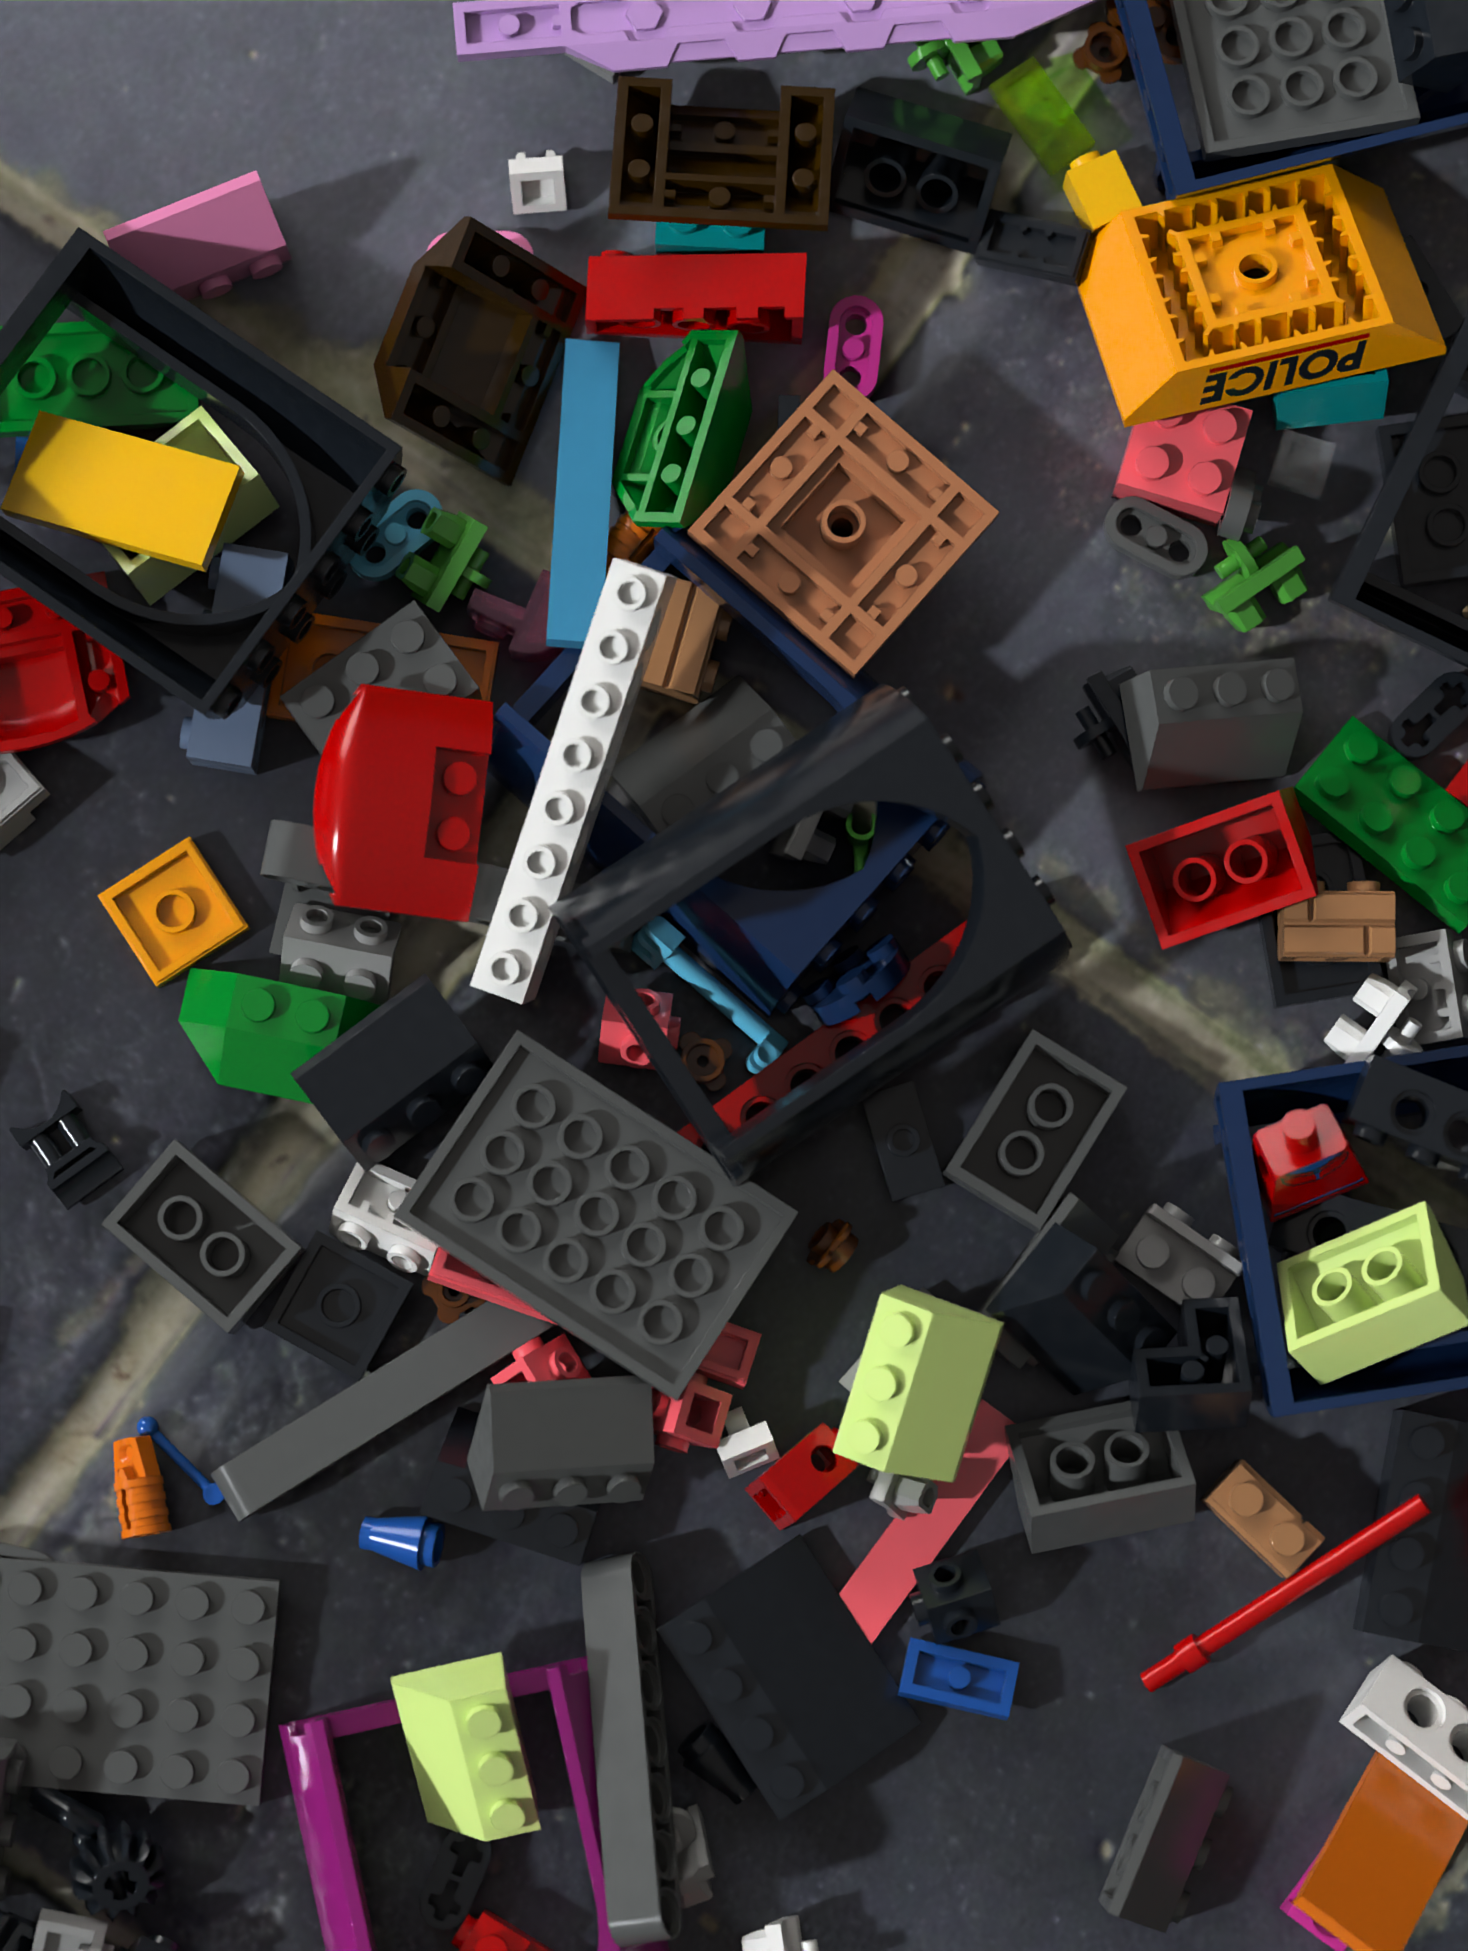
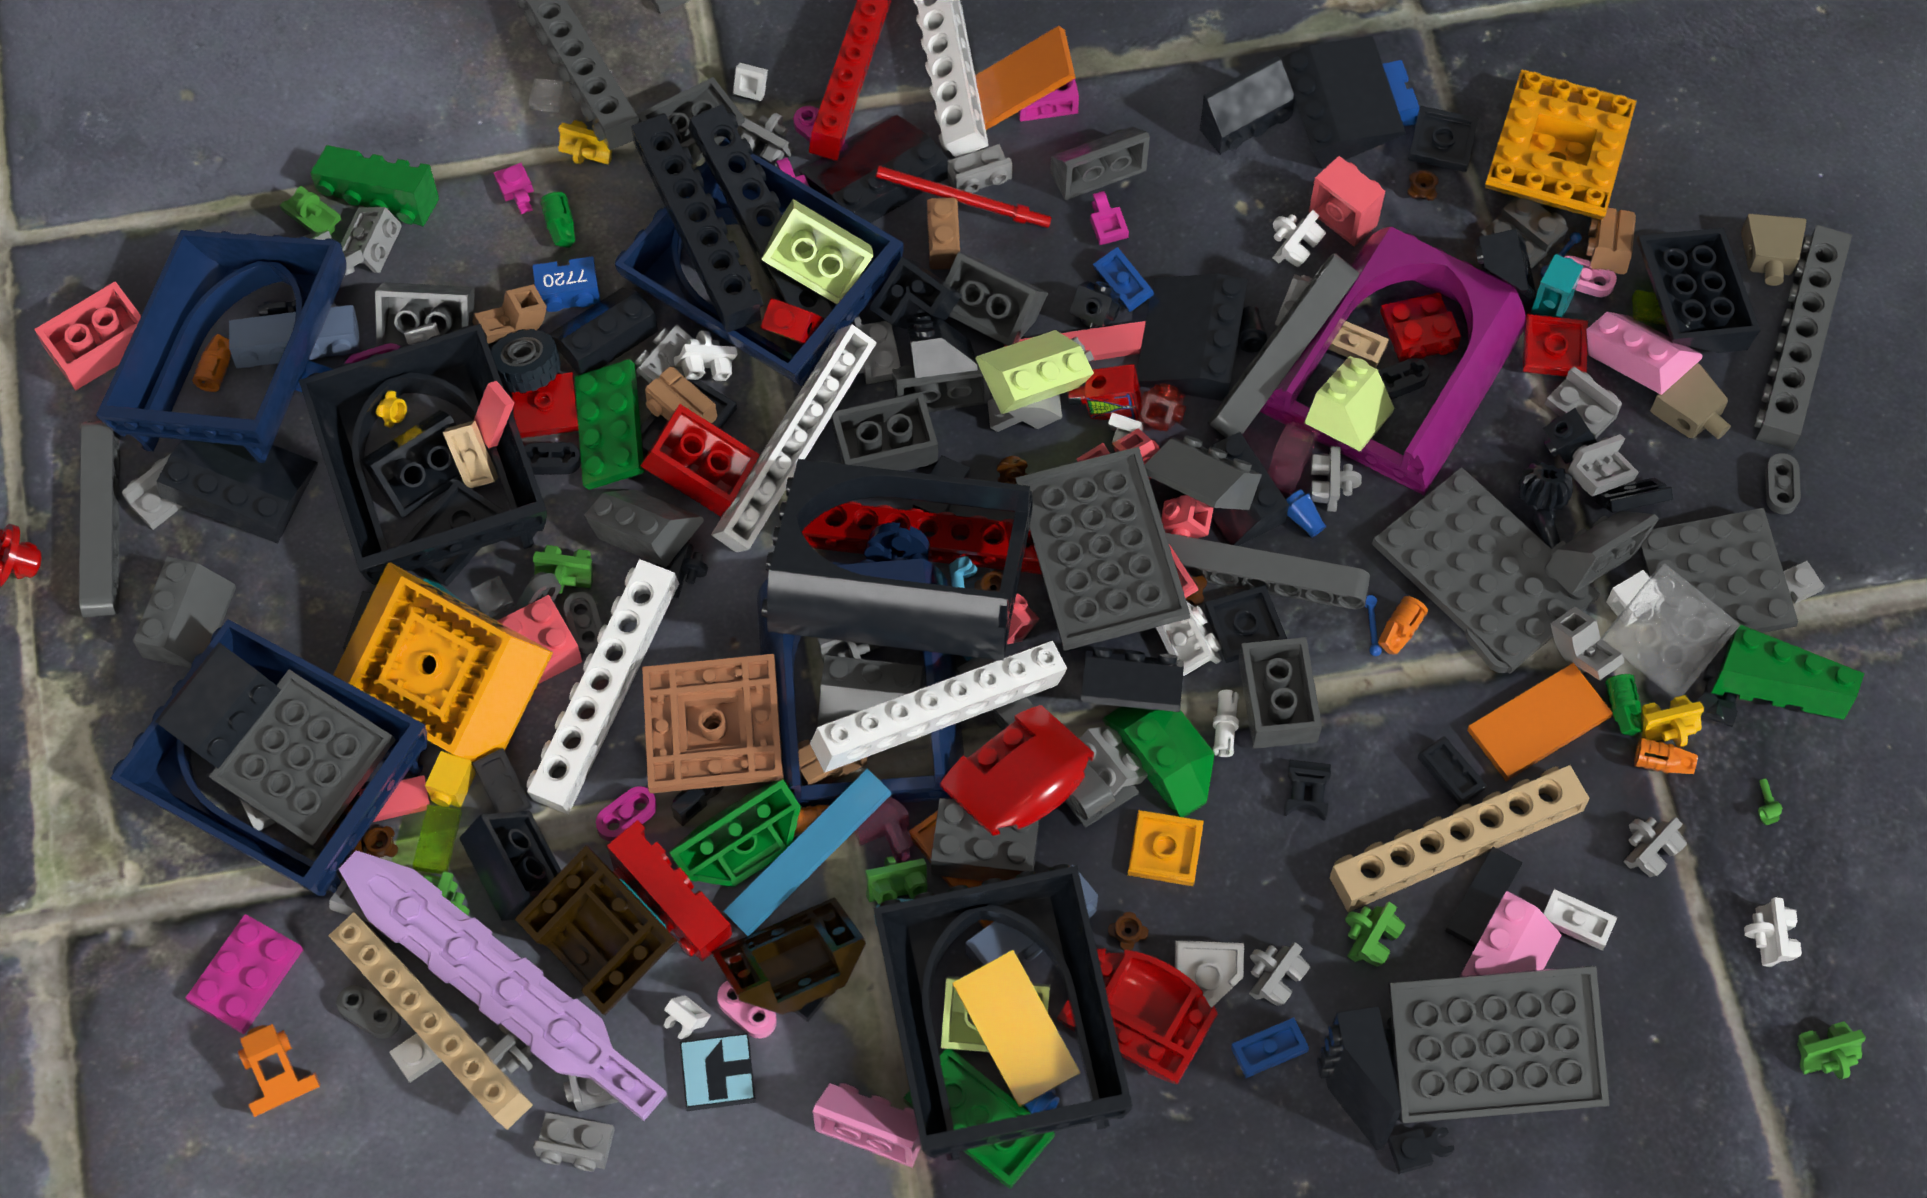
camera: 135 degrees left, 20 degrees down
(111, 751) = (1131, 922): none -> reddish brown plate
(243, 1142) = (1225, 723): none -> white pin
(428, 1642) = (1329, 466): none -> light grey hips
(440, 158) = (717, 1072): none -> tile
(490, 1604) = (1291, 455): none -> clear pink brick
(549, 1877) = (1359, 344): none -> tan plate
(721, 1517) = (1155, 414): none -> clear red brick
(1061, 1753) = (1107, 222): none -> dark pink plate
(1094, 644) = (563, 791): none -> white brick
(1130, 130) = (406, 799): none -> coral tile
(1139, 1014) = (794, 438): none -> white brick
(1319, 1674) = (979, 169): none -> light grey bracket

